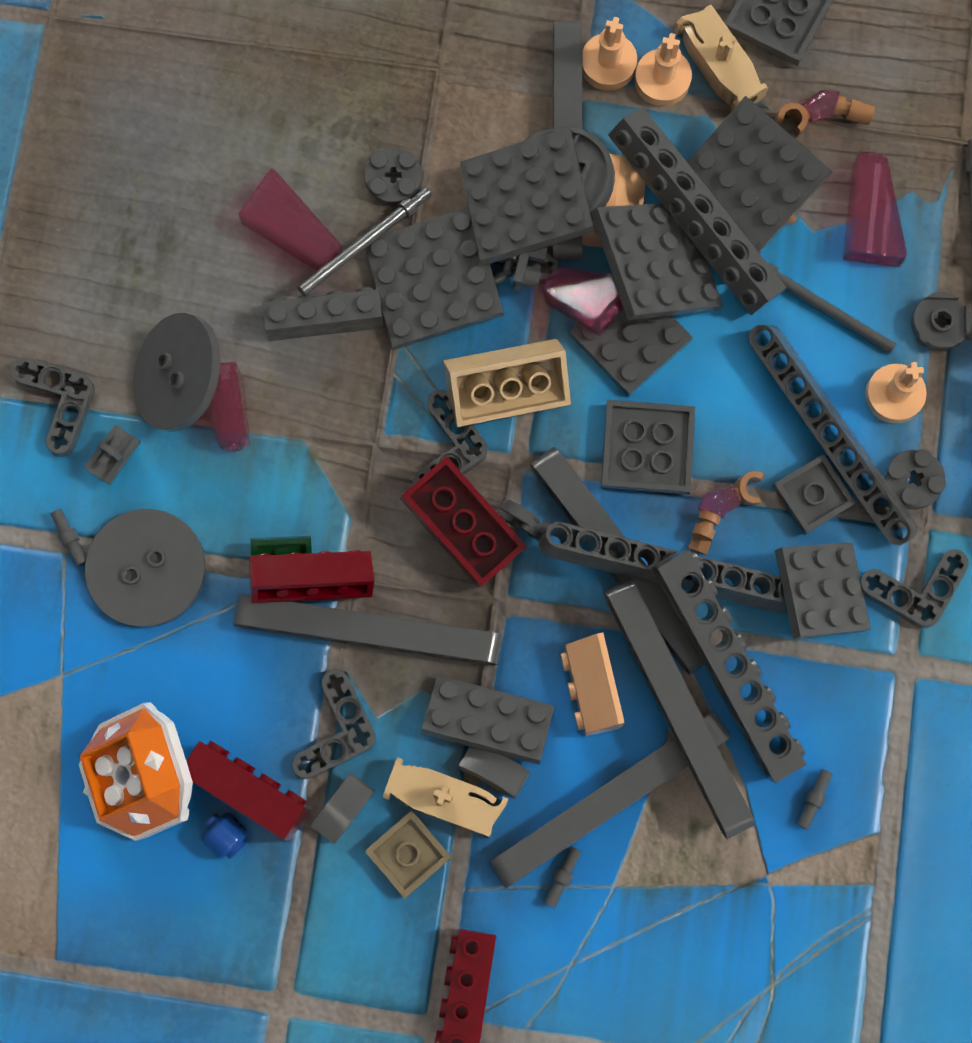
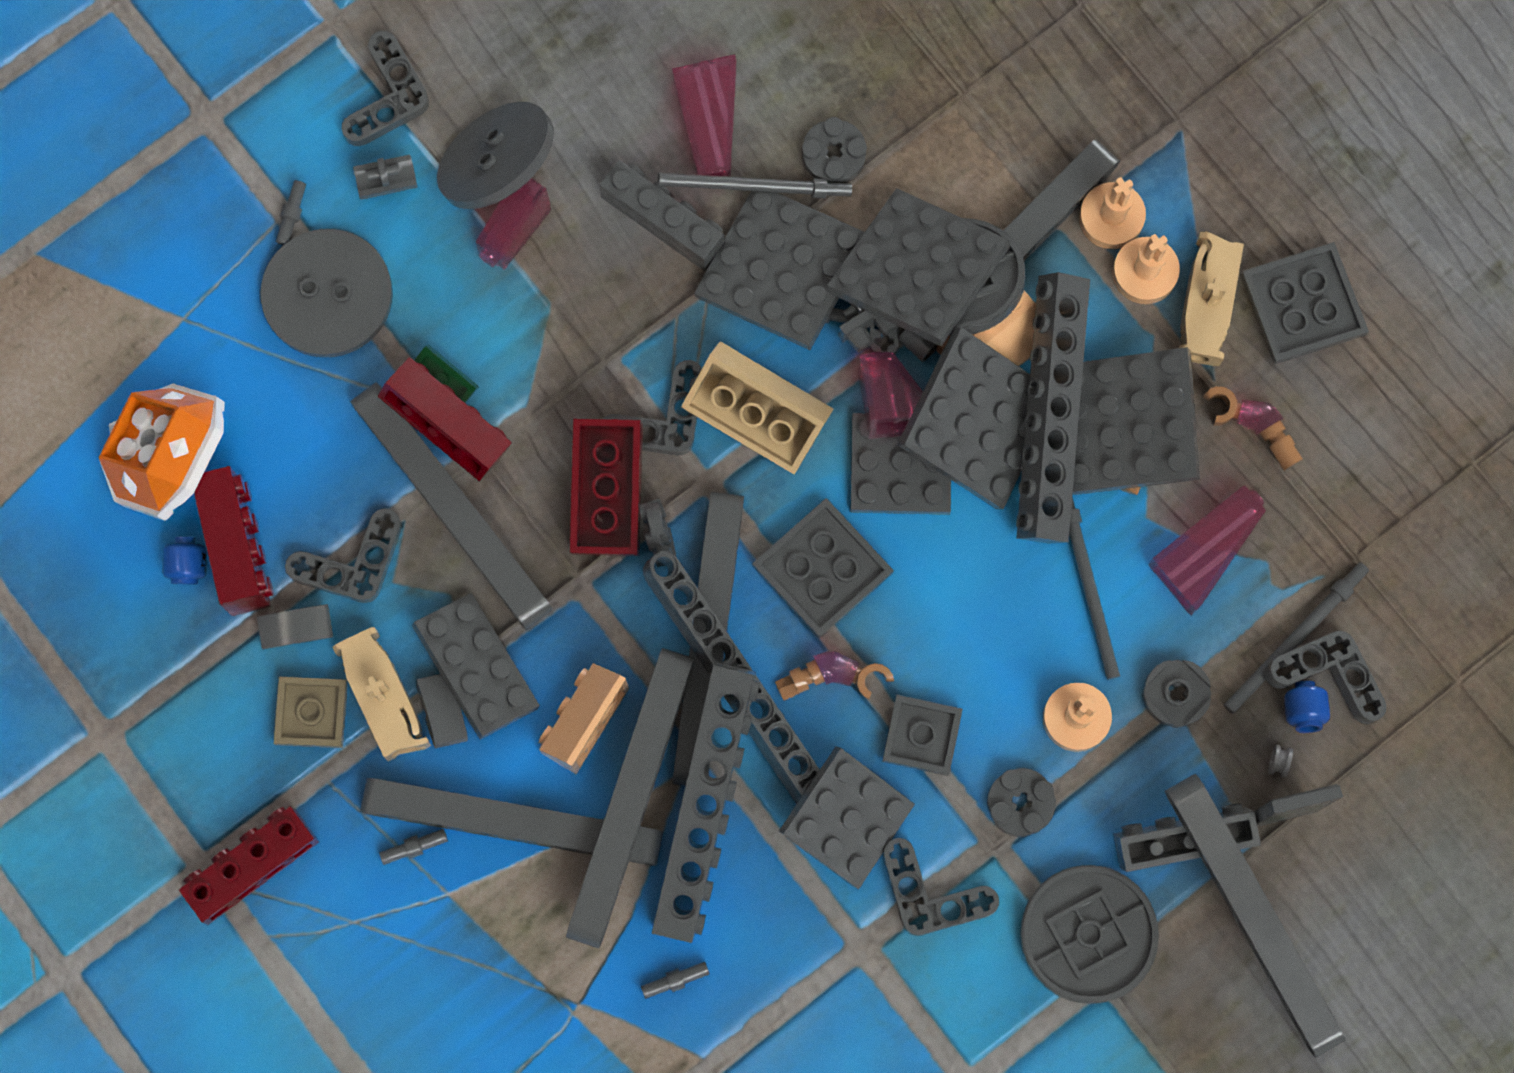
camera: 45 degrees right, 0 degrees up
(845, 439) = (993, 713): dark grey beam -> none

